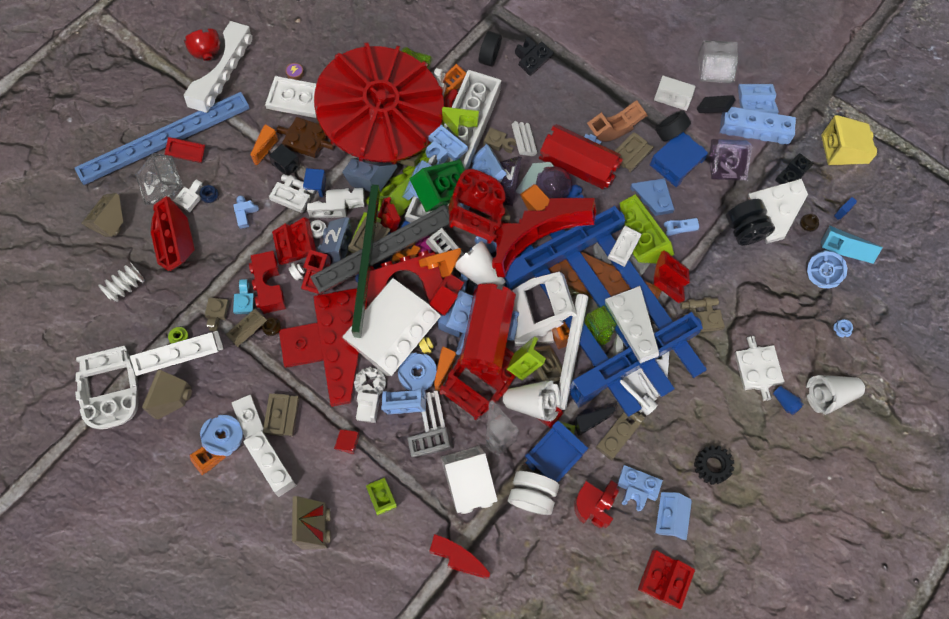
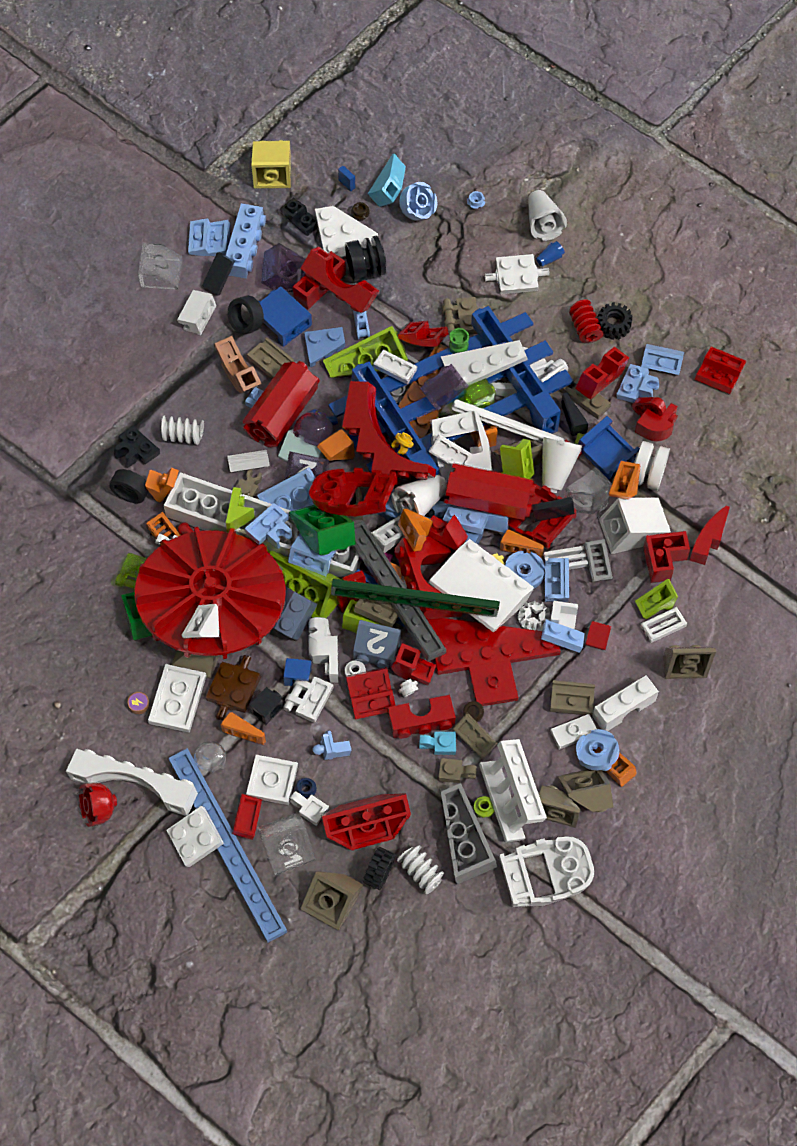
camera: 85 degrees left, 5 degrees down
(122, 247) = (379, 868): none -> black tyre
(147, 317) = (466, 839): none -> light grey wedge
(170, 113) = (195, 836): none -> white plate
(182, 424) = (589, 789): none -> dark tan slope
(217, 167) = (272, 779): none -> white plate
(239, 121) = (210, 756): none -> clear hair
(331, 85) = (203, 623): none -> white slope
(344, 405) = (562, 636): none -> light blue plate
(367, 522) = (649, 632): none -> white tile
(433, 501) = (663, 550): none -> red brick
(473, 391) = (553, 509): none -> black tile
(492, 66) = (161, 484): none -> orange slope
(505, 462) = (625, 481): none -> orange slope
(527, 292) = (449, 451): none -> white plate
(534, 249) = (404, 441): none -> yellow plate
(550, 85) = (182, 430): none -> white piece
(601, 286) = (444, 386): none -> clear purple brick
(631, 437) = (598, 377): none -> red arch
(659, 297) = (458, 340): none -> bright green wheel
(707, 431) = (585, 321): none -> red piece
(709, 180) = (309, 291): none -> red arch
(727, 177) = (320, 267): none -> red arch

